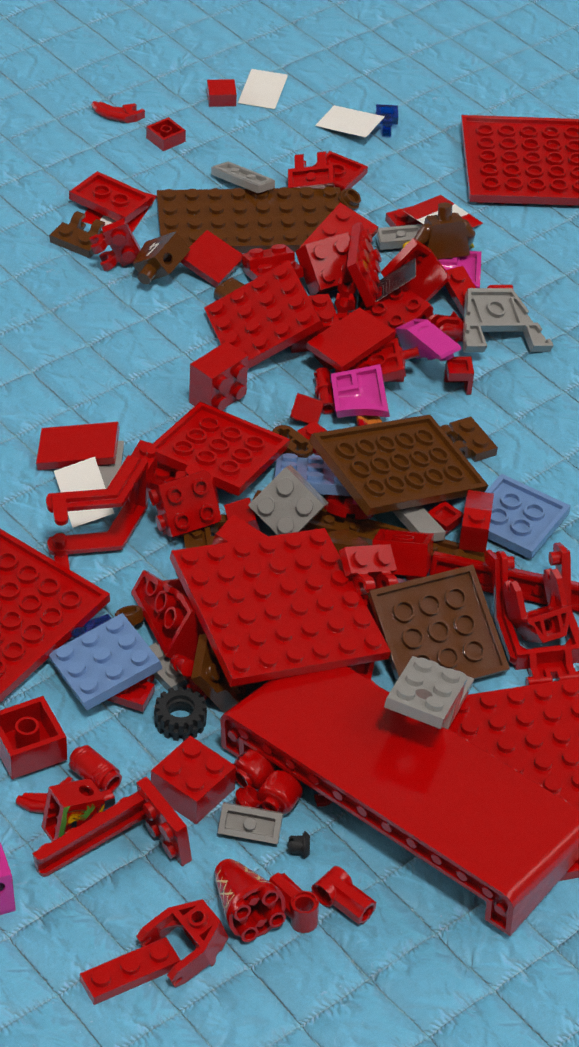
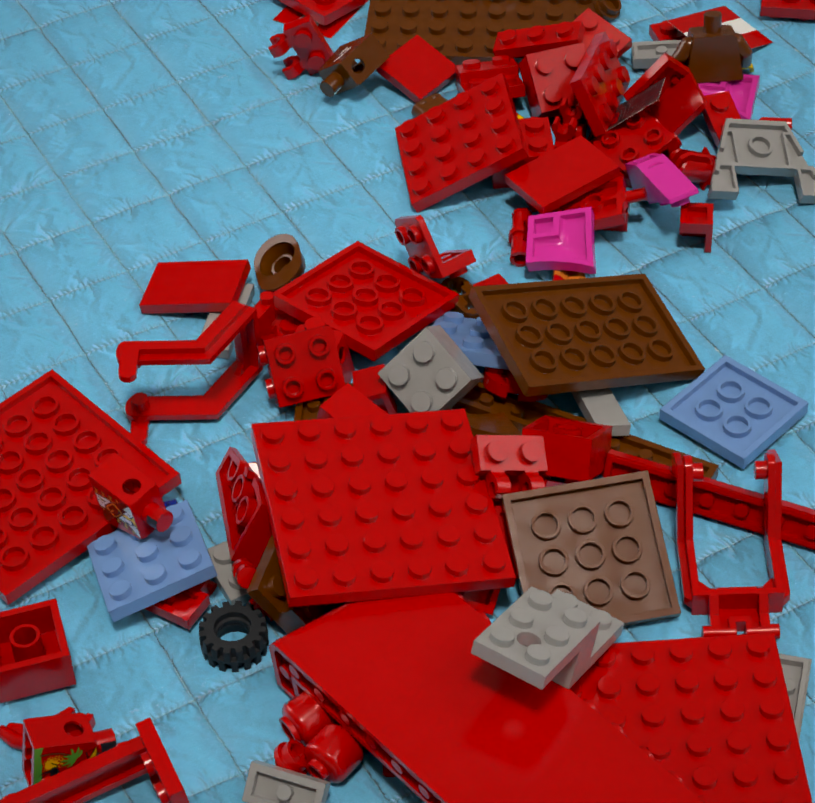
camera: 15 degrees right, 0 degrees up
(73, 236) = (256, 35): reddish brown plate -> none
(82, 477) = (185, 325): white sticker -> none
(84, 615) = (129, 498): none -> red torso
(93, 766) = (104, 700): red head -> none
(132, 613) = (204, 503): reddish brown tile -> none
(142, 422) = (278, 262): none -> reddish brown piece
(194, 779) = (225, 725): red brick -> none
(219, 377) = (378, 204): red brick -> none
(257, 406) = (423, 252): none -> red bracket
(306, 230) = (538, 38): none -> red plate
(306, 409) = (491, 258): red slope -> none
(446, 516) = (640, 405): red plate -> none
(470, 439) = (694, 309): reddish brown plate -> none
(476, 521) = (674, 413): red slope -> none
(542, 623) = (736, 555): red piece -> none

